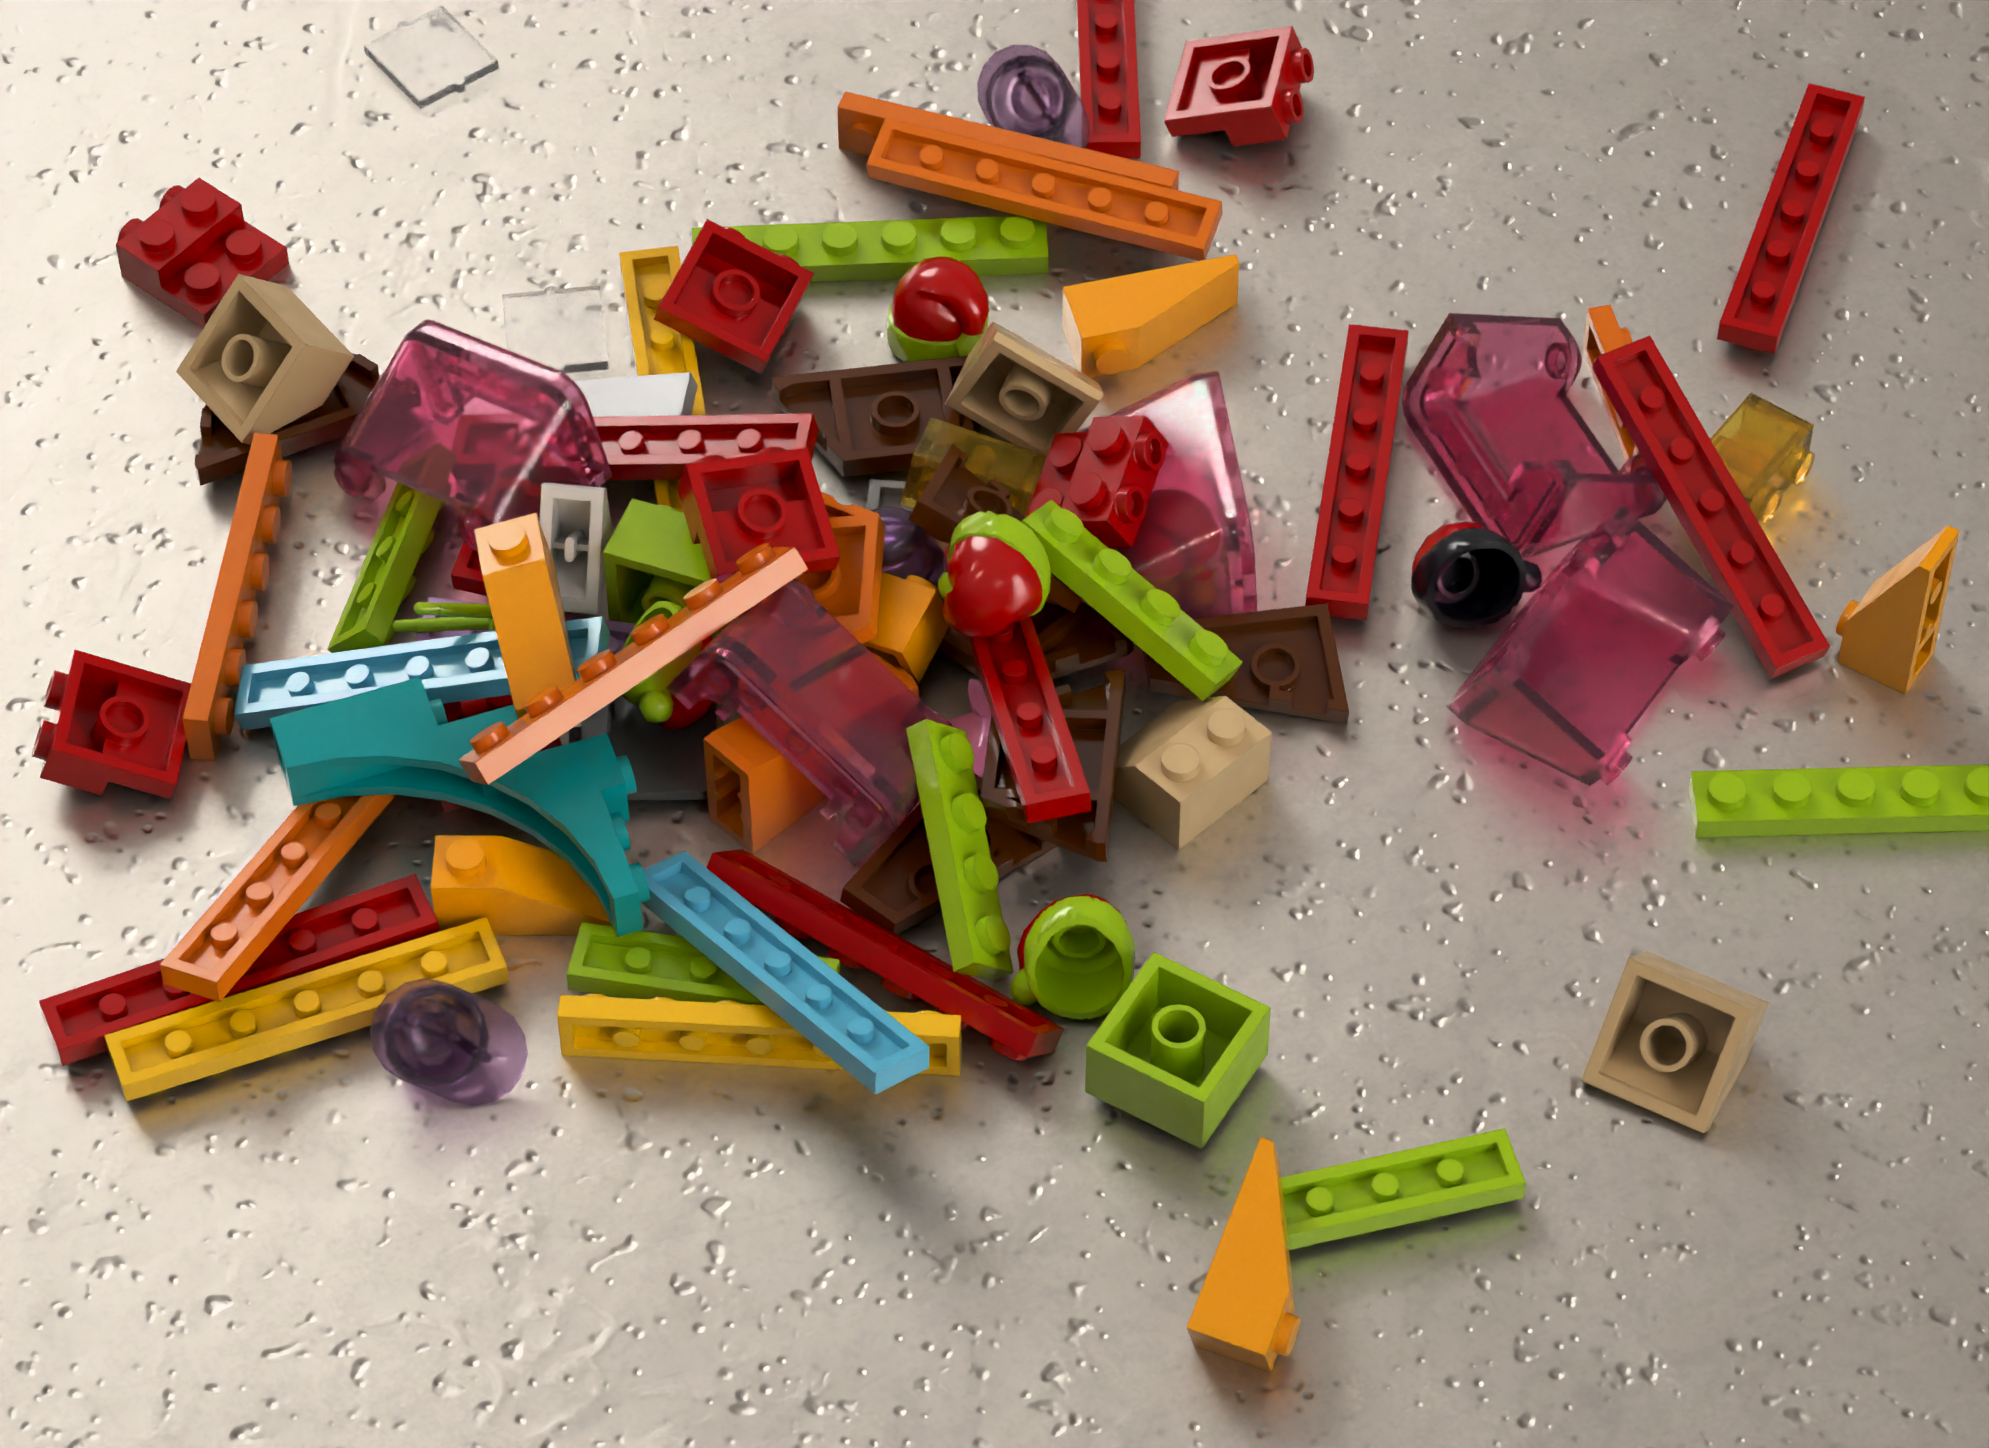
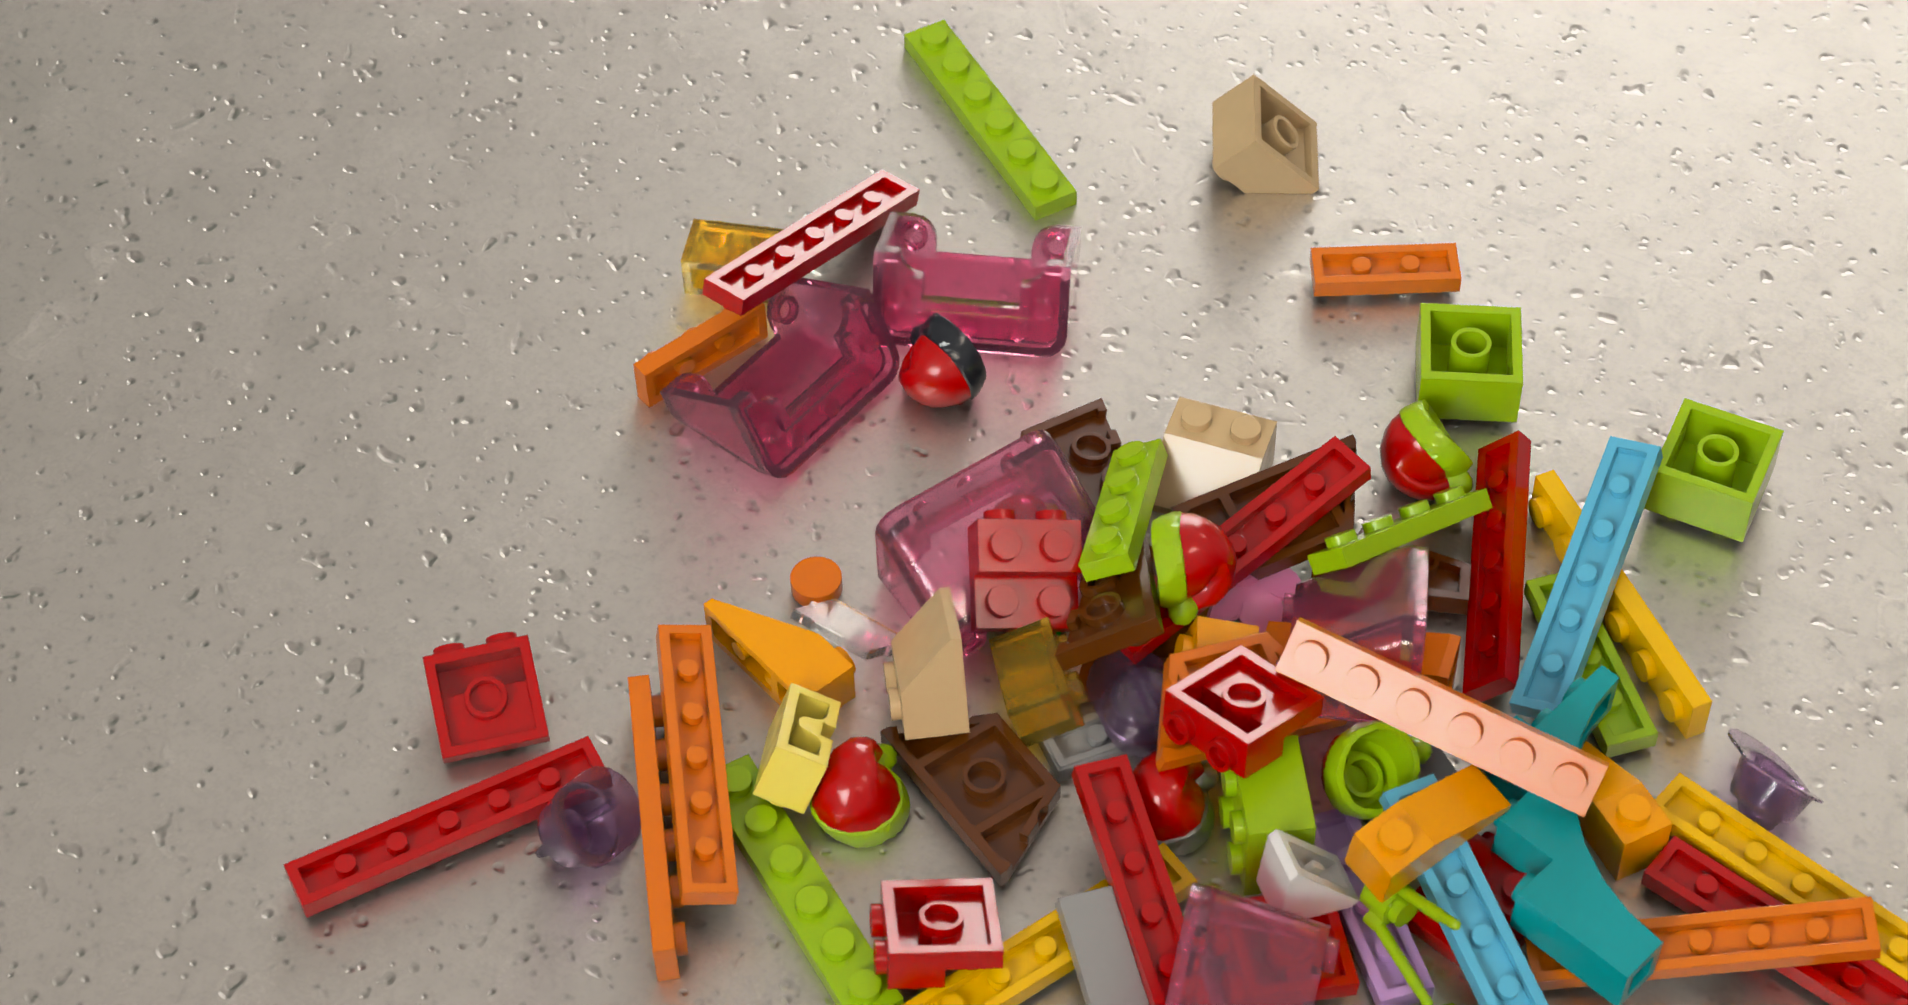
camera: 115 degrees left, 0 degrees up
(869, 1205) = (1714, 469): none -> lime brick
(1010, 255) = (797, 748): none -> light yellow brick
(1140, 360) = (846, 628): none -> clear piece
(1245, 387) = (816, 580): none -> orange tile
(1249, 1286) = (1607, 260): light orange slope -> none
(1357, 471) = (856, 476): red plate -> none
(1393, 1067) = (1385, 269): none -> orange plate
(1401, 1188) = (1485, 241): lime plate -> none
(1791, 219) = (455, 318): red plate -> none
(1899, 617) = (853, 109): light orange slope -> none

